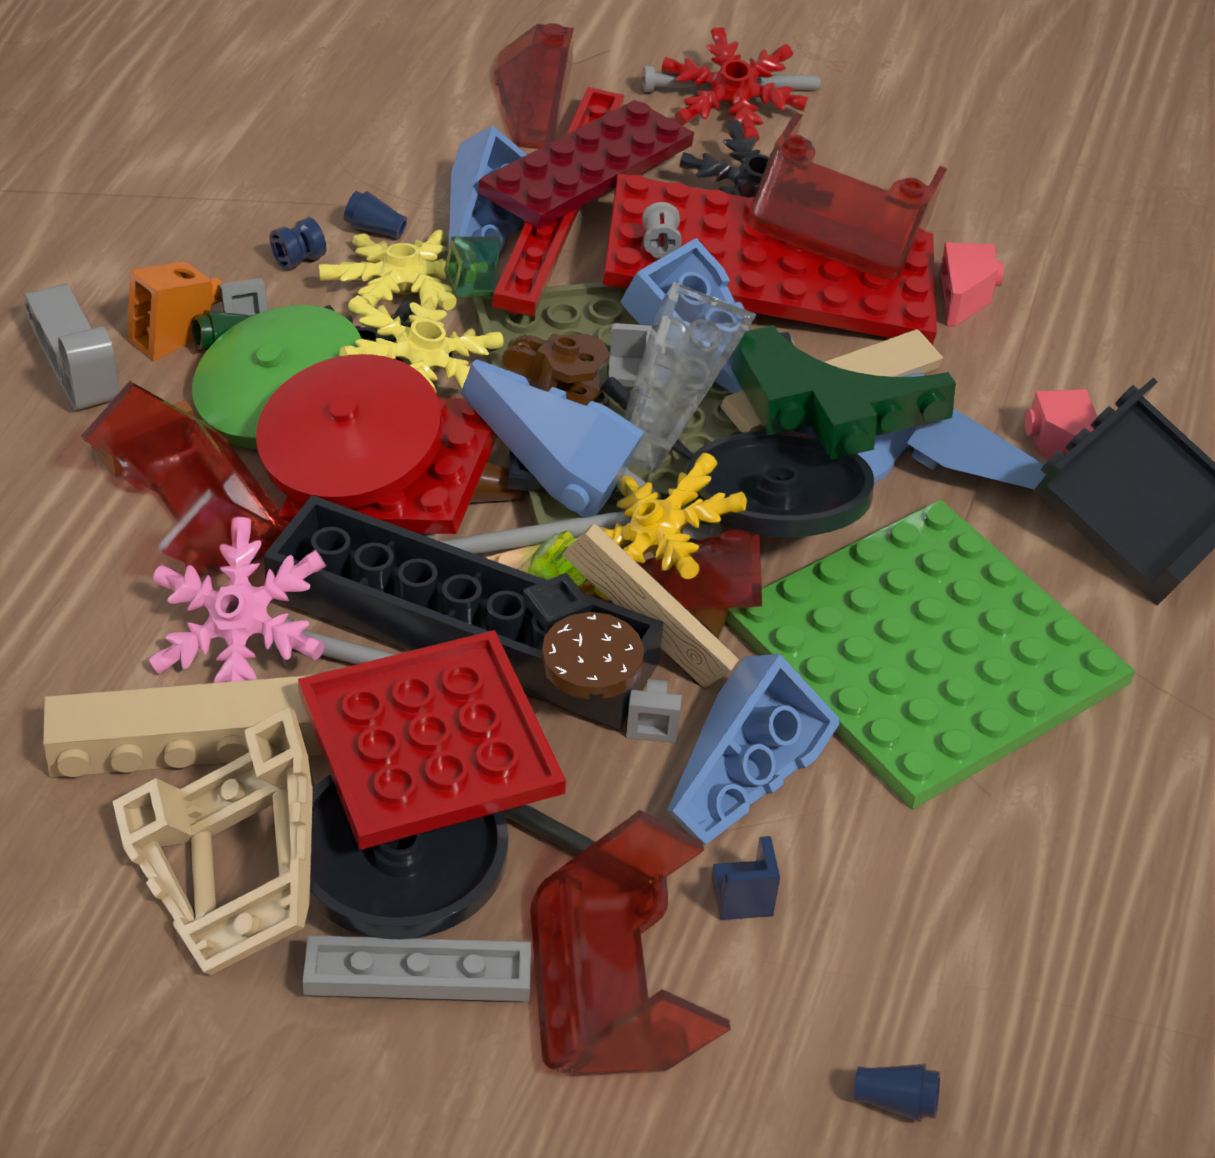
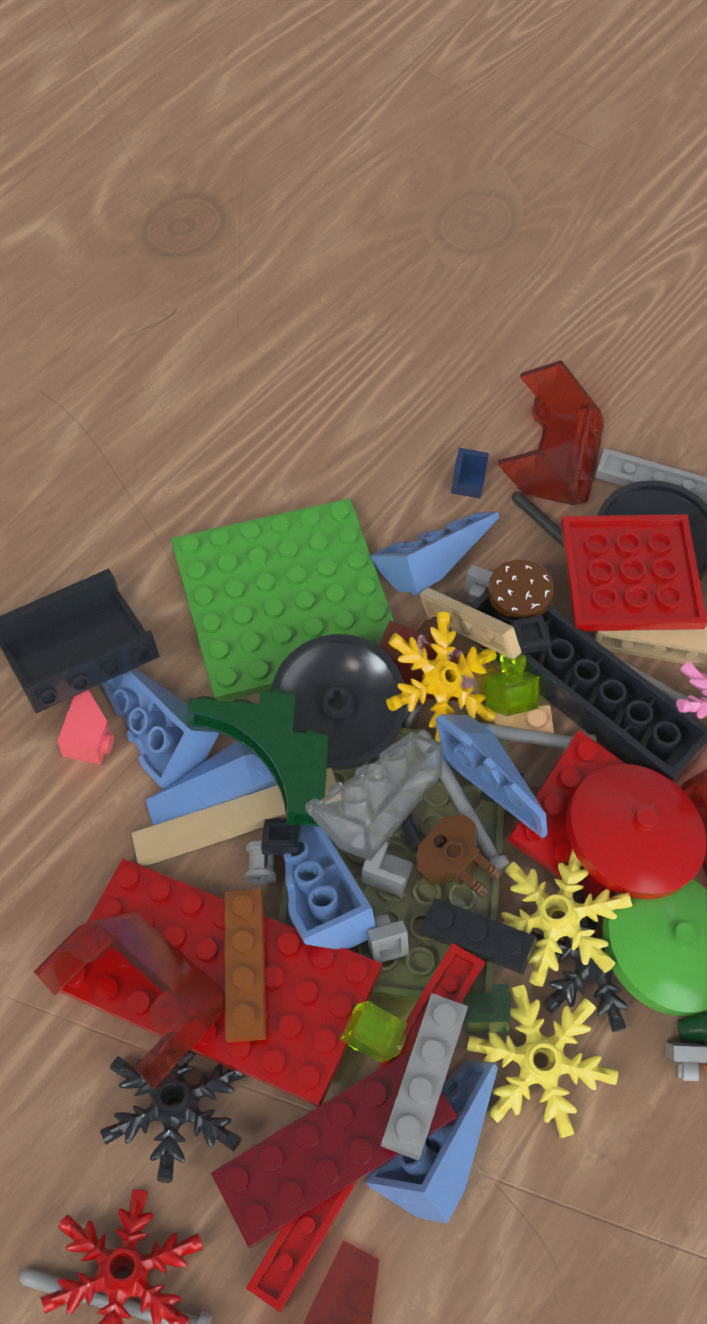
camera: 160 degrees left, 15 degrees up
(297, 243) = (629, 1128): dark blue wheel -> none
(372, 215) = (550, 1155): dark blue cone -> none
(502, 315) = (479, 935): none -> black plate
(522, 185) = (424, 1077): none -> light grey plate
(588, 214) = (374, 1032): none -> clear neon green brick
(607, 300) = (387, 939): none -> light grey tile
(654, 229) = (322, 962): light grey bush -> none
(748, 245) = (244, 966): none -> dark orange plate
(900, 1089) = (434, 361): dark blue cone -> none
(968, 279) = (60, 908): coral slope -> none

